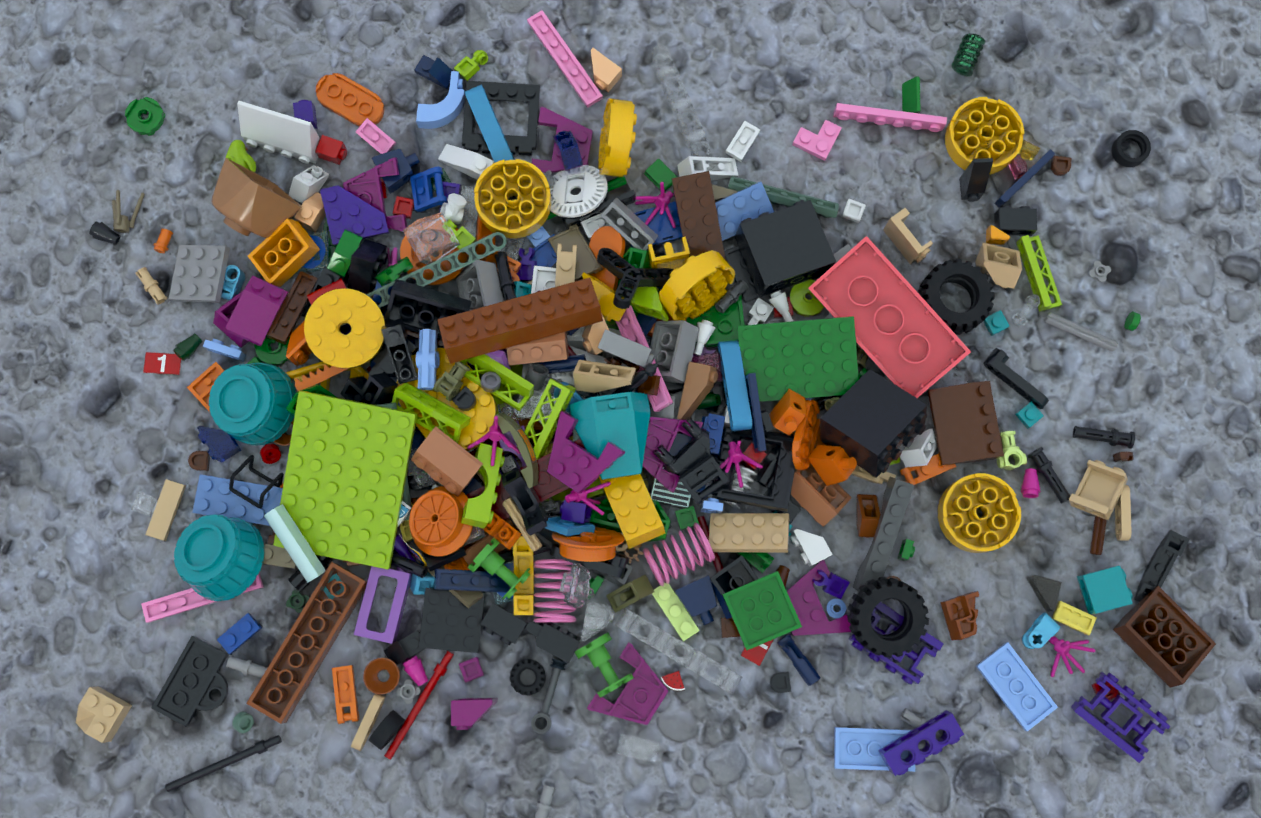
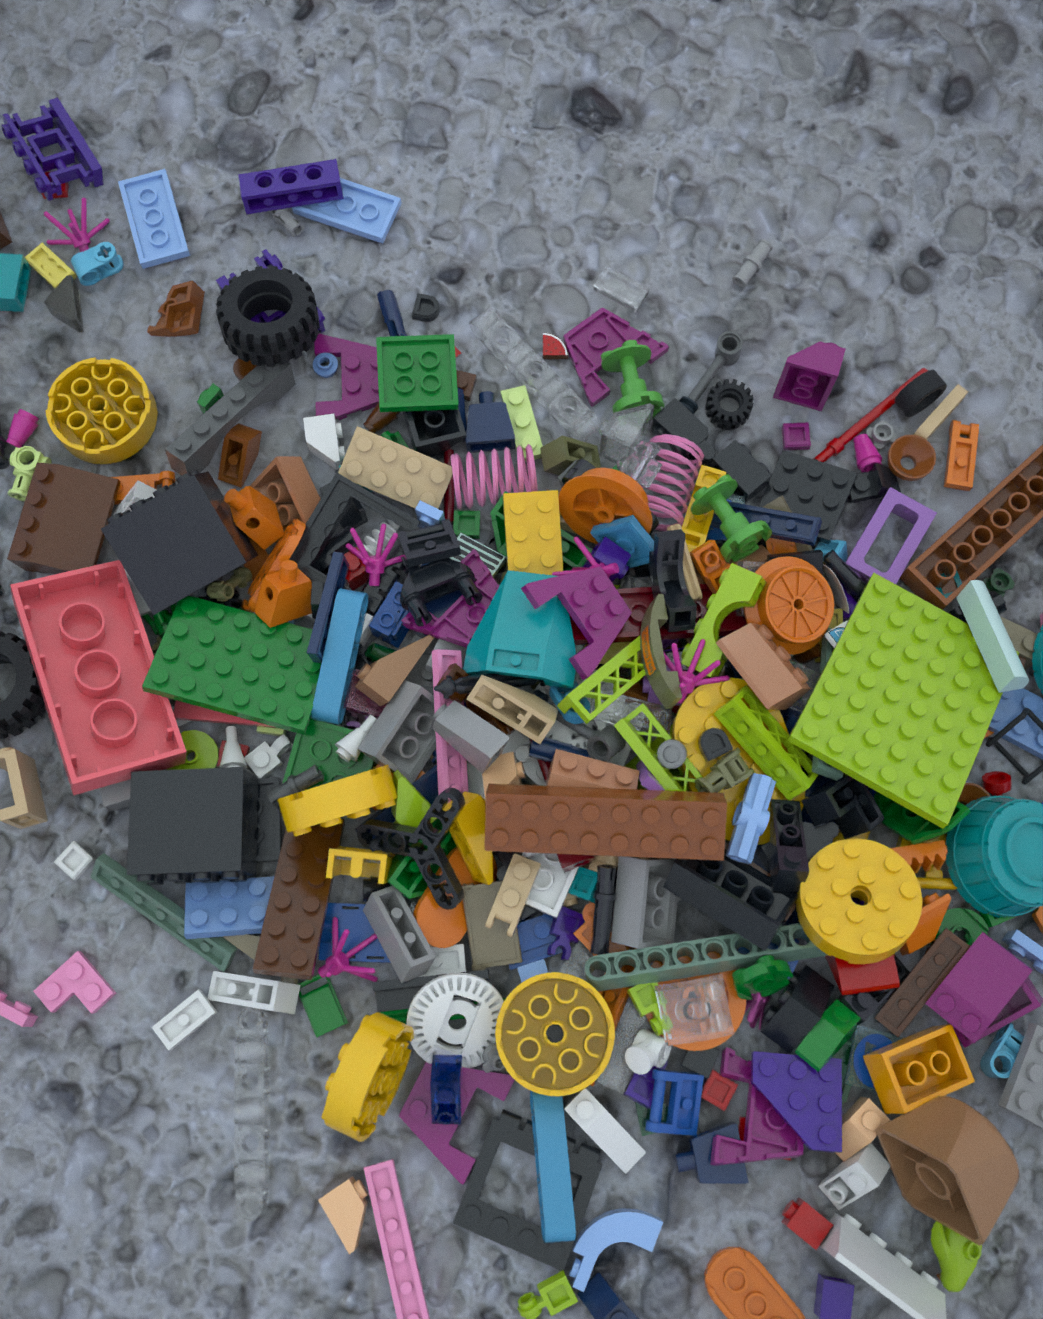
camera: 155 degrees left, 5 degrees down
(375, 137) = (732, 1220): bright pink plate -> none
(833, 585) = (318, 389): dark purple plate -> none

